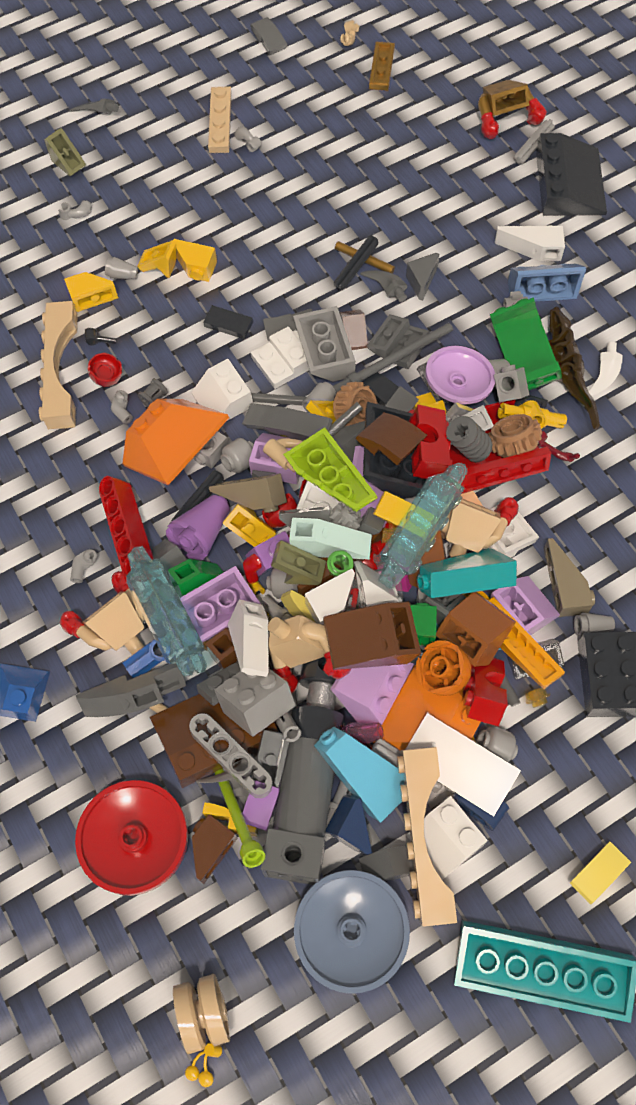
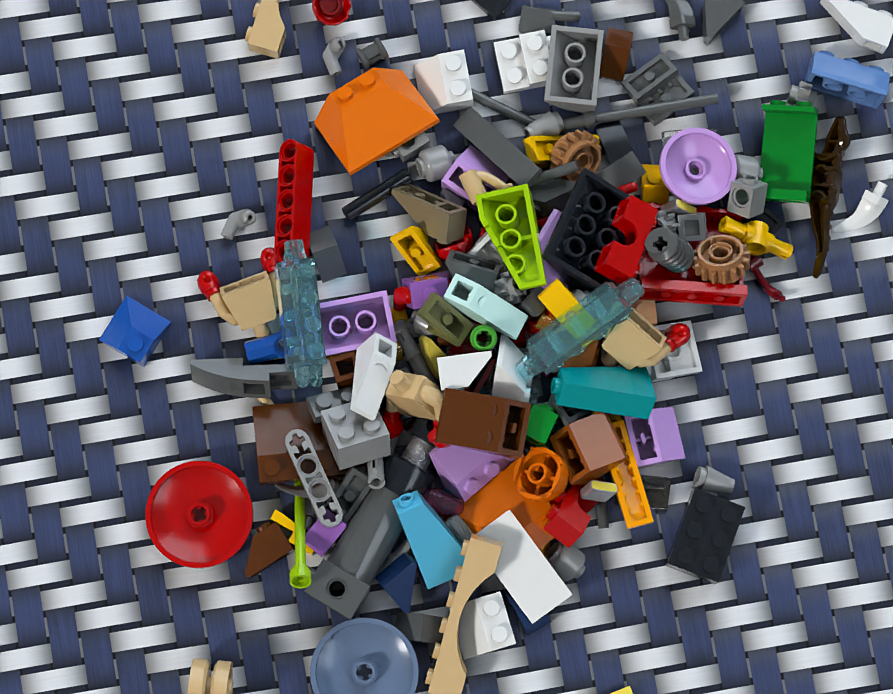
camera: 15 degrees right, 15 degrees up
(192, 574) = (344, 282): green slope -> none
(199, 527) = (367, 229): medium lavender cone -> none
(391, 436) = (589, 221): reddish brown slope -> none
(501, 664) = (598, 491): none -> flat silver piece
(537, 697) = (623, 533): clear yellow plate -> none
(568, 585) = (707, 430): dark tan slope -> none

